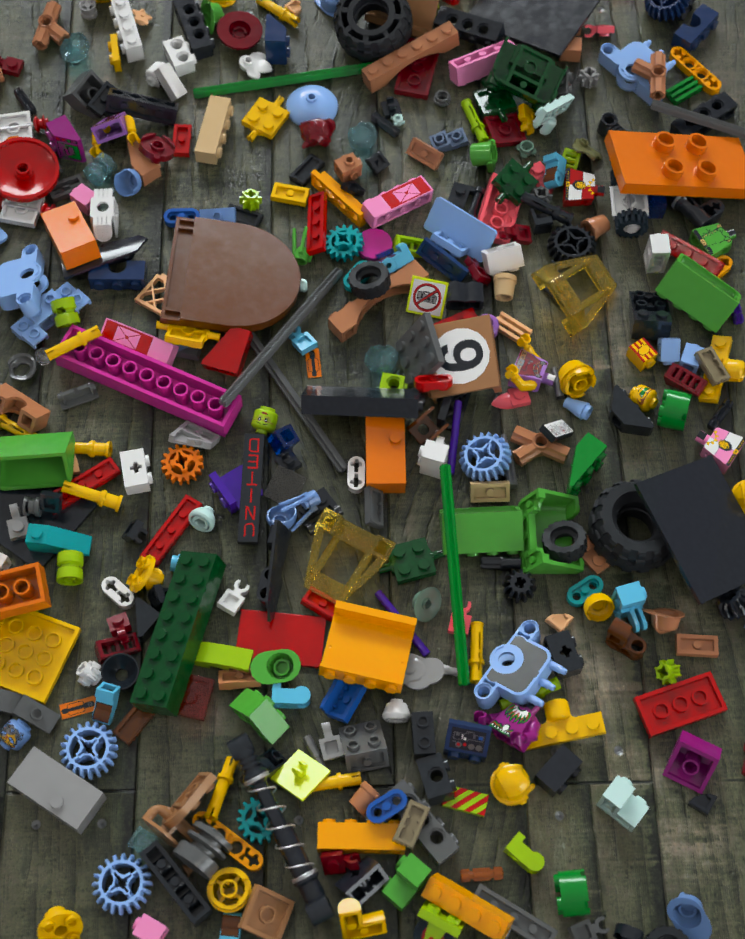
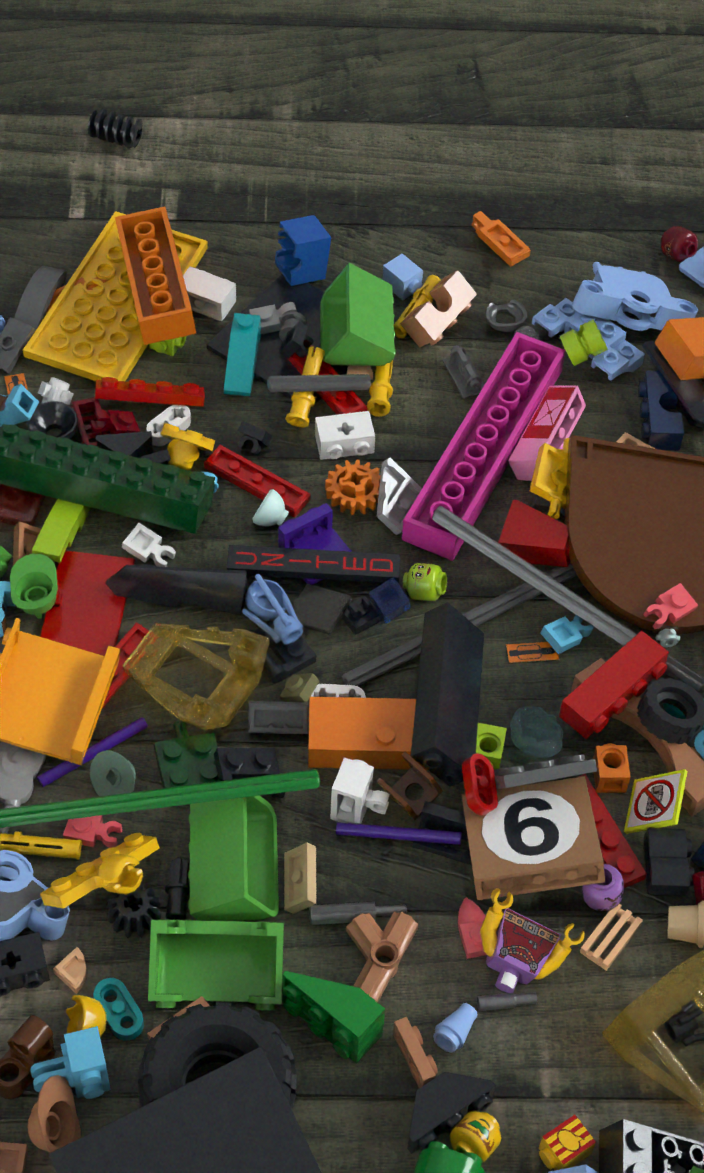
camera: 90 degrees right, 10 degrees down
(70, 567) = (204, 369): lime wheel -> none
(73, 342) = (536, 353): yellow pin -> none
(91, 605) = (139, 391): none -> red plate
(95, 483) = (303, 383): none -> dark grey axle
(289, 275) = (673, 605): none -> coral plate
(351, 495) = (299, 688): none -> olive plate
(354, 308) = (614, 684): none -> red brick
(405, 314) = (611, 779): none -> orange brick
(411, 524) = (246, 763): none -> black plate
(483, 450) = (357, 870): light blue gear -> none
(502, 599) = (111, 871): none -> yellow plate
(556, 430) = (406, 982): tile -> none
(564, 529) = (211, 956): black tyre -> none
(576, 378) = (507, 1020): yellow cone -> none
(599, 428) = (410, 1041): none -> nougat plate

